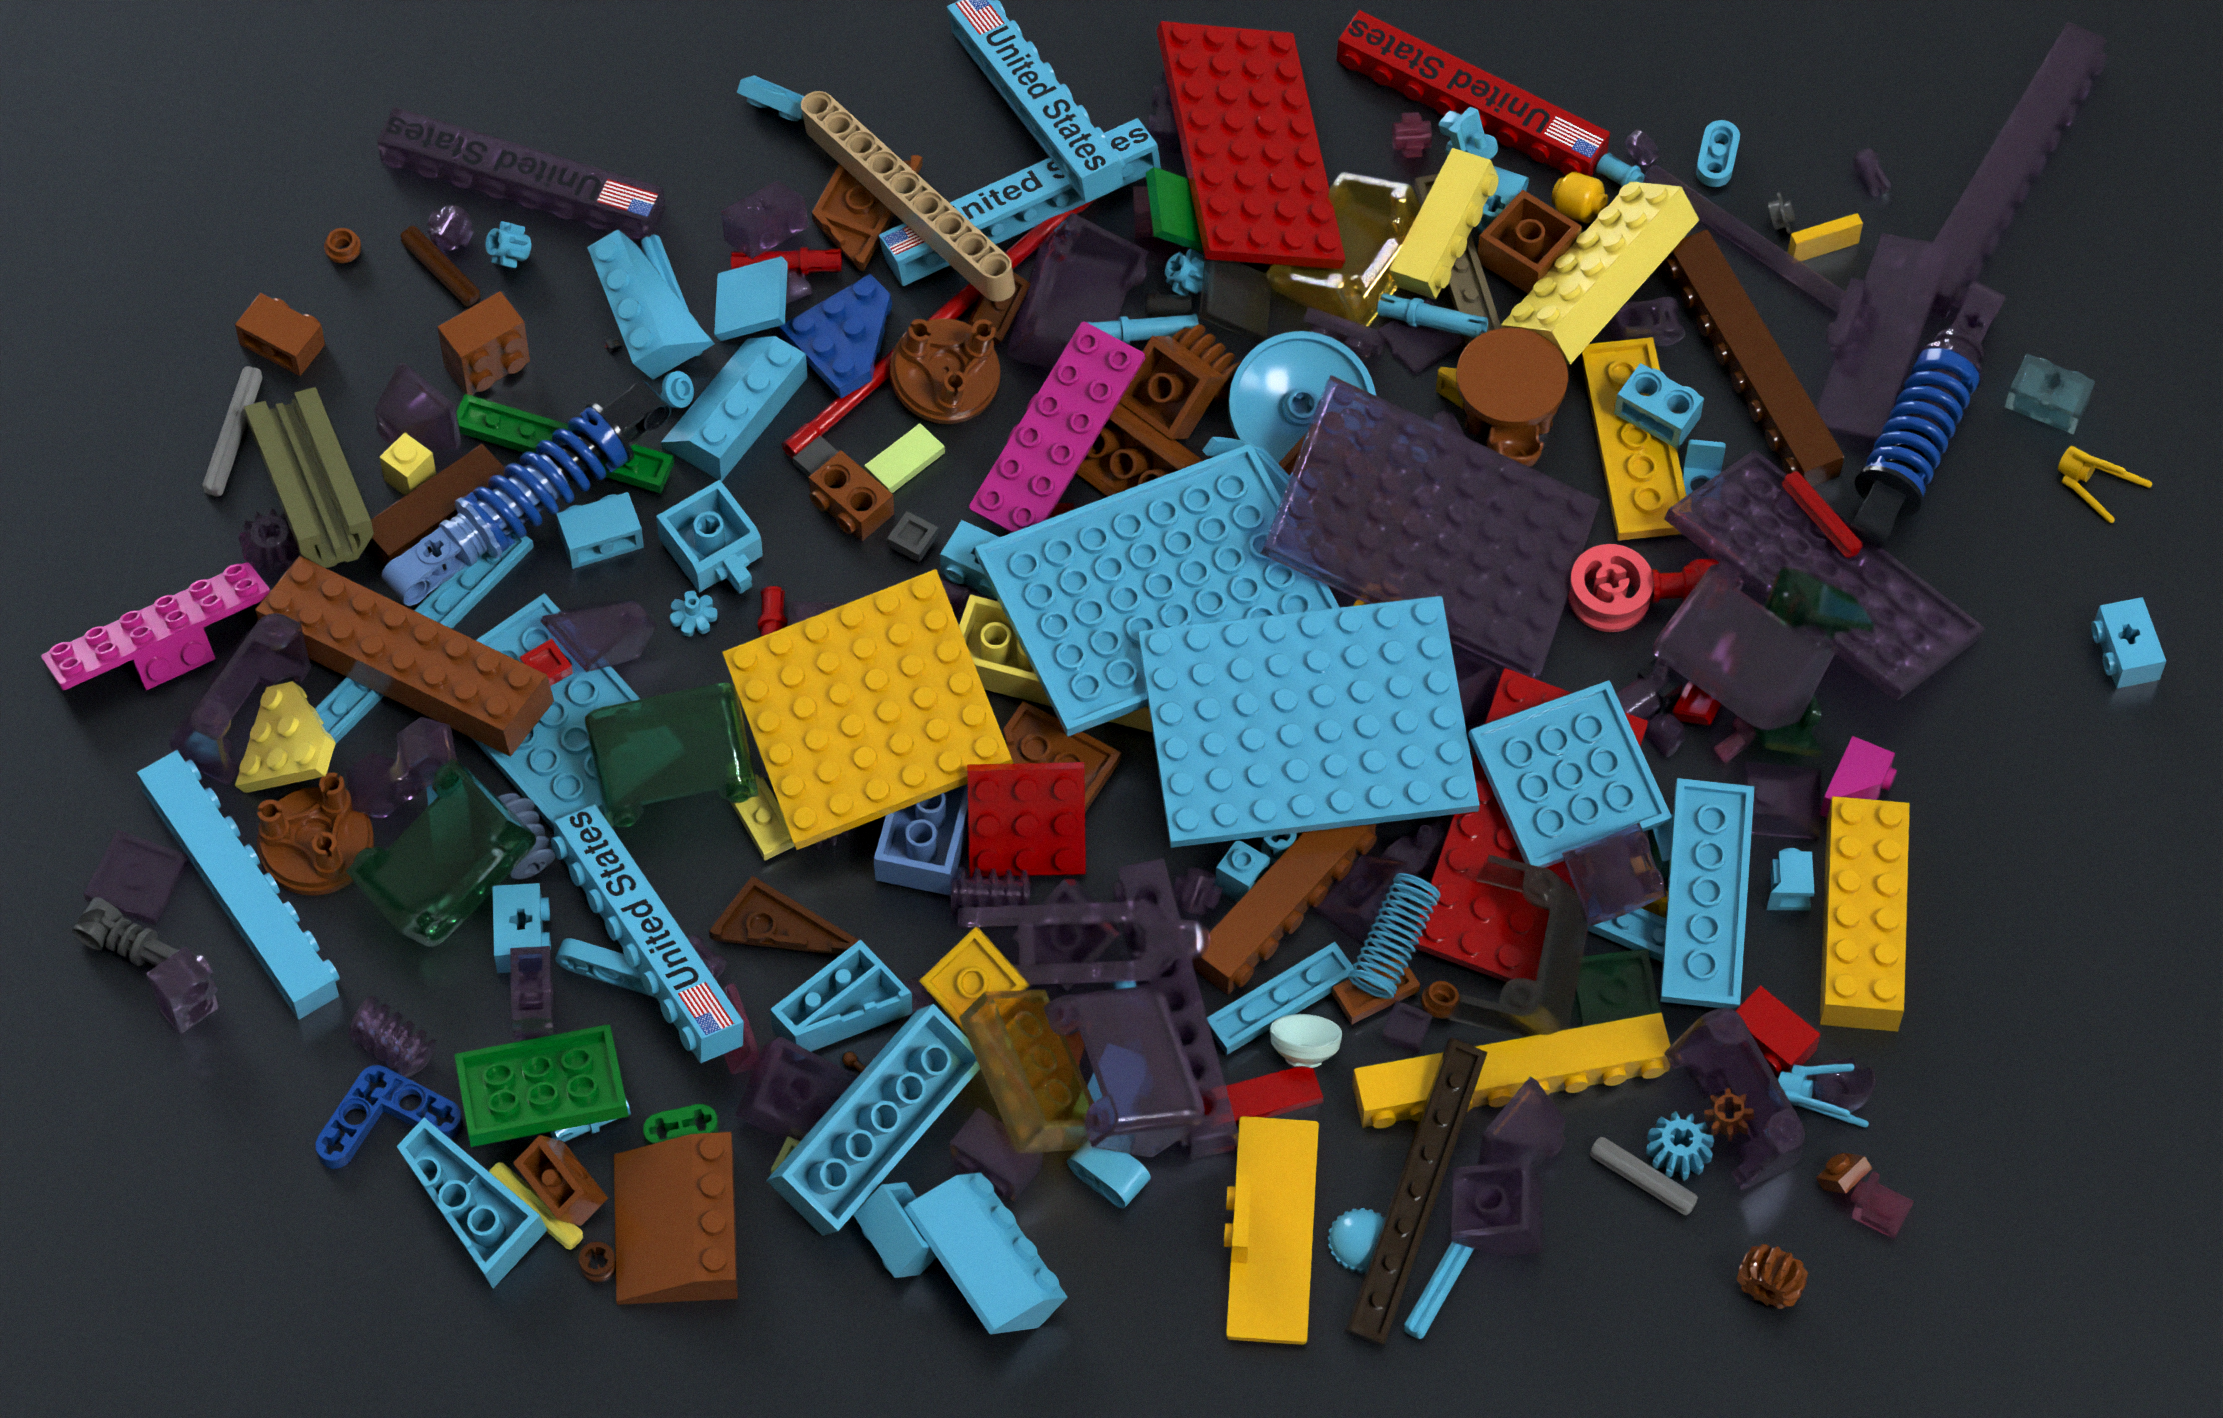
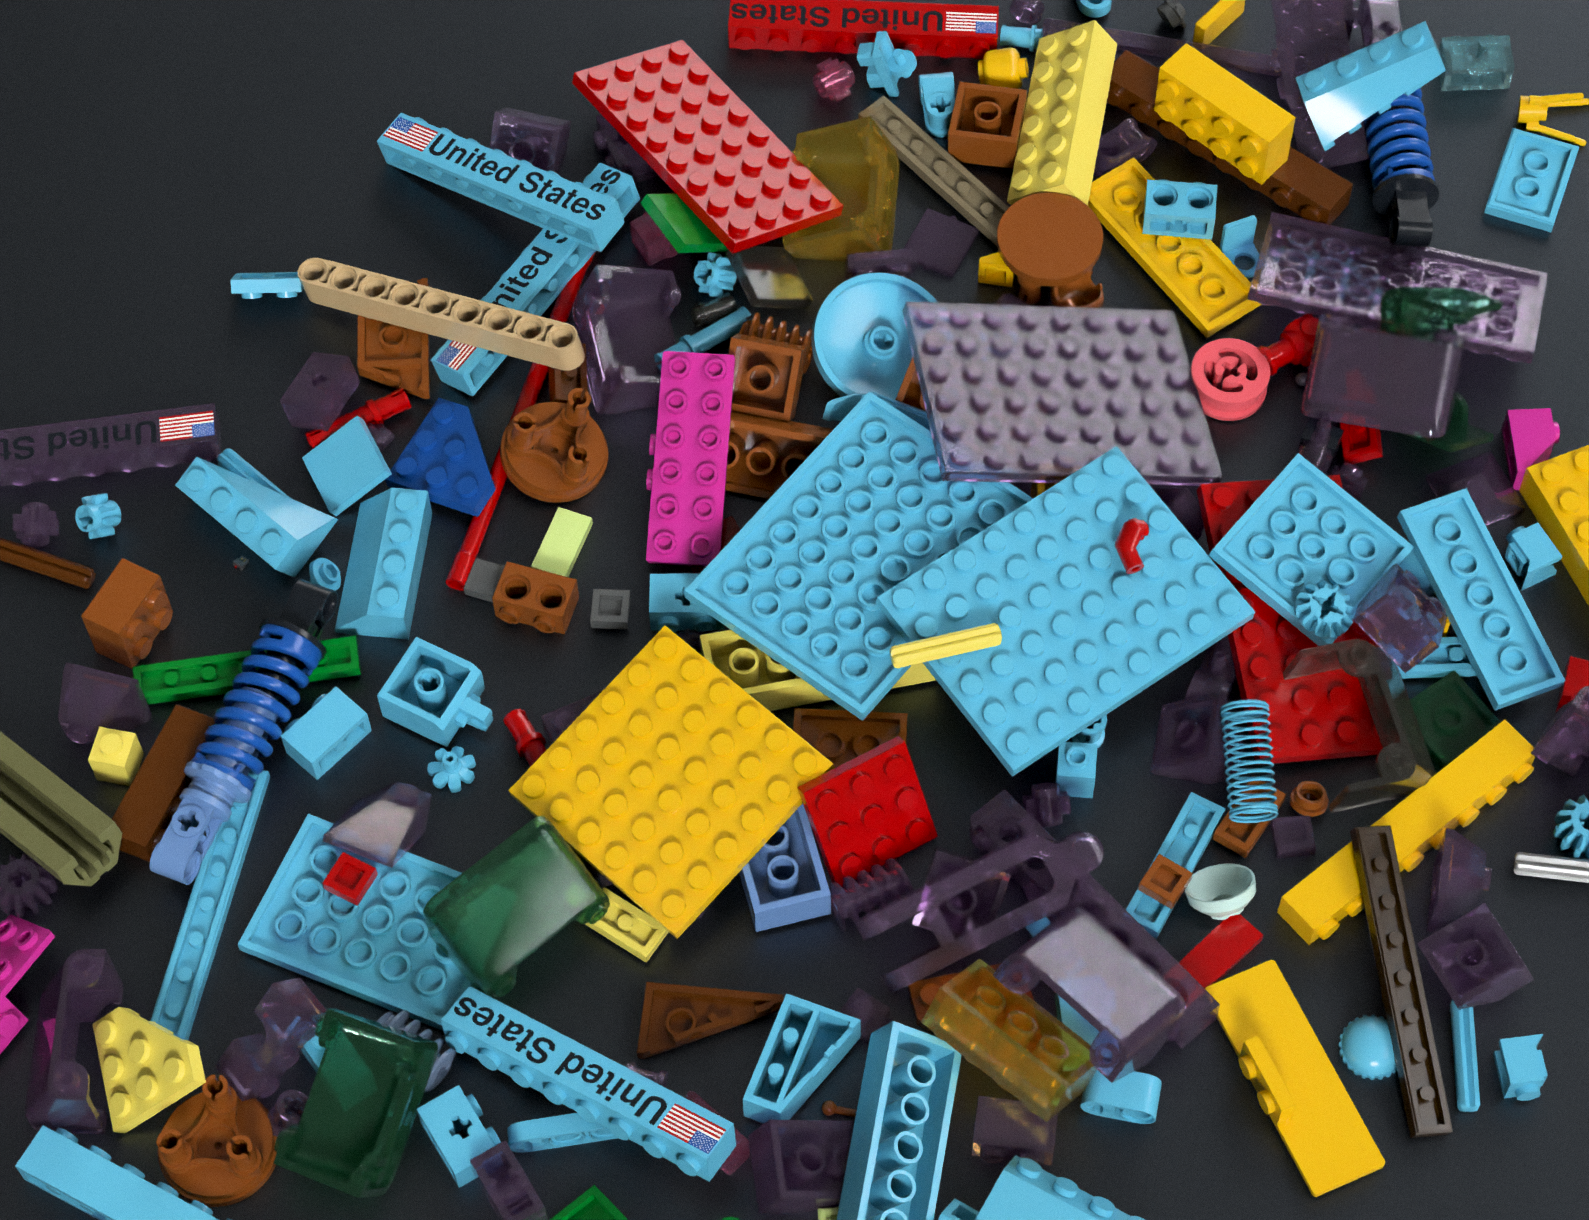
camera: 25 degrees left, 0 degrees up
(385, 833) = (284, 1105): none -> clear purple bush
(411, 657) = (219, 930): dark orange brick -> none
(970, 971) = (906, 980): yellow tile -> none
(1091, 69) = (531, 137): none -> clear purple slope
(1170, 701) = (945, 645): none -> light yellow axle
(1257, 1005) = (1165, 881): none -> dark orange plate
(1279, 901) = (1120, 780): dark orange brick -> none
(1400, 679) = (1127, 541): none -> red arm
(1418, 313) = (943, 220): medium azure pin -> none
(1444, 223) = (911, 138): light yellow brick -> none
(1481, 1318) = (1520, 1067): none -> medium azure window
(1542, 848) = (1308, 609): none -> medium azure gear
(1737, 741) = (1412, 458): clear pink arm -> none
(1748, 332) = (1223, 113): none -> yellow brick
(1822, 514) = (1366, 239): red axle -> none
(1909, 363) = (1368, 81): none -> medium azure wedge
(2034, 532) = (1531, 180): none -> medium azure tile

